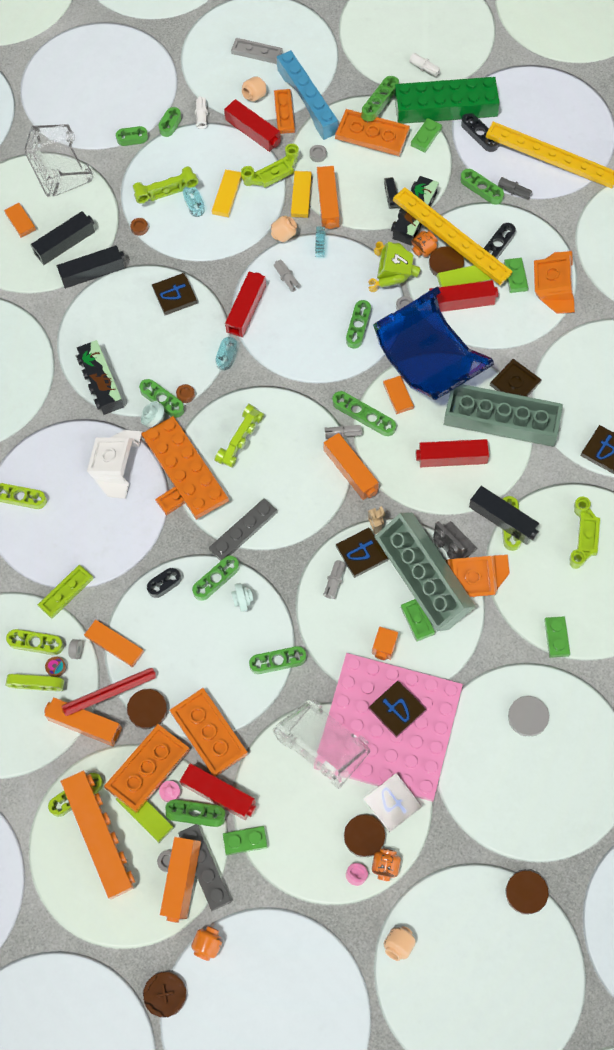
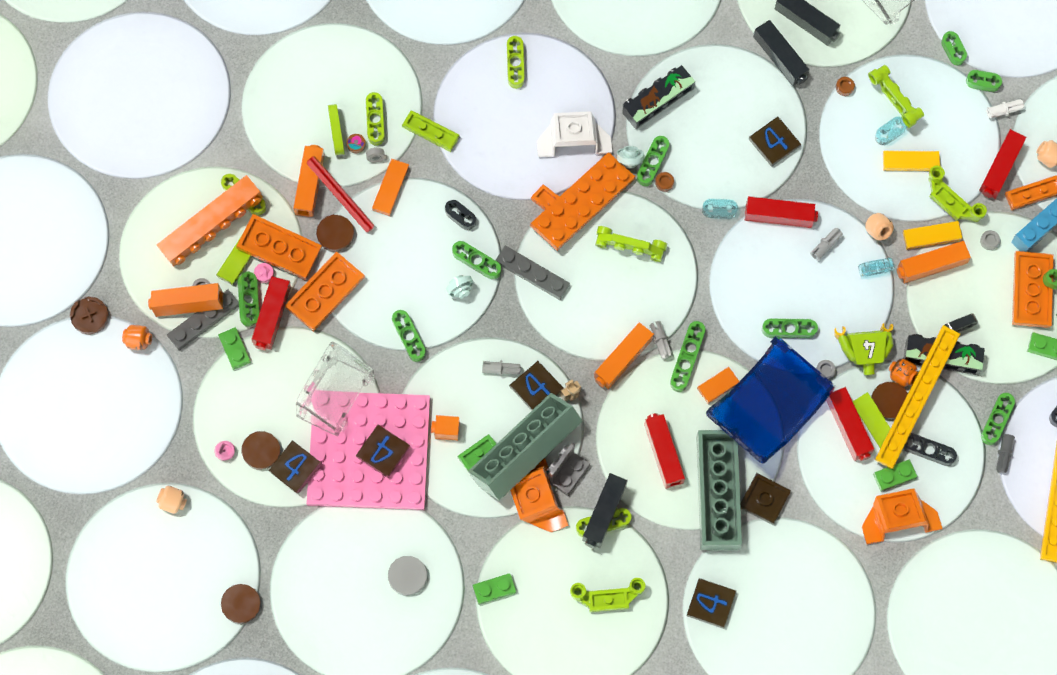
camera: 70 degrees right, 5 degrees up
(386, 864) = (238, 473): orange head -> none

